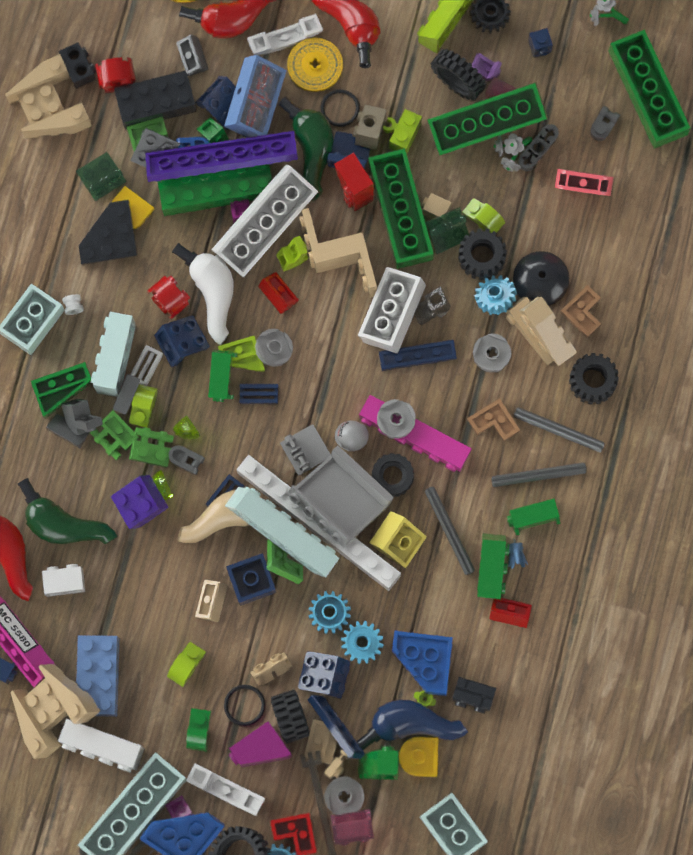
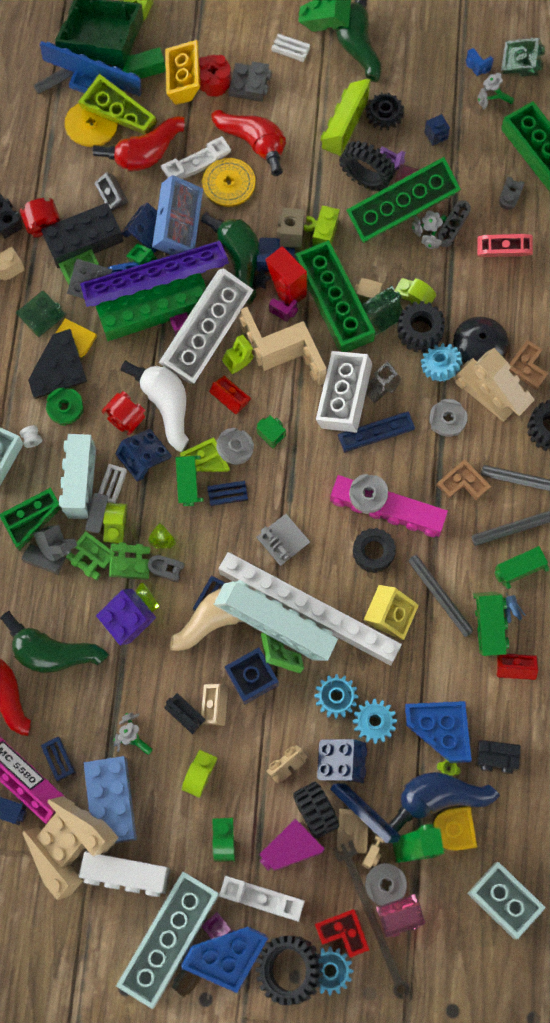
camera: 10 degrees left, 5 degrees down
(58, 643) = (64, 774): none -> dark blue tile
(63, 581) = (60, 708): white brick -> none
(120, 283) = (65, 396): none -> green plate
(125, 617) = (129, 734): none -> light grey plant
(181, 604) = (184, 713): none -> black hinge
(244, 687) = (284, 806): black tyre -> none
(312, 337) = (271, 430): none -> green brick
(329, 177) = (261, 280): none -> black piece
(341, 497) = (327, 578): light grey panel -> none
(345, 92) = (267, 204): black tyre -> none
(345, 213) = (281, 310): none -> magenta bracket
(351, 435) = (326, 518): light grey helmet -> none

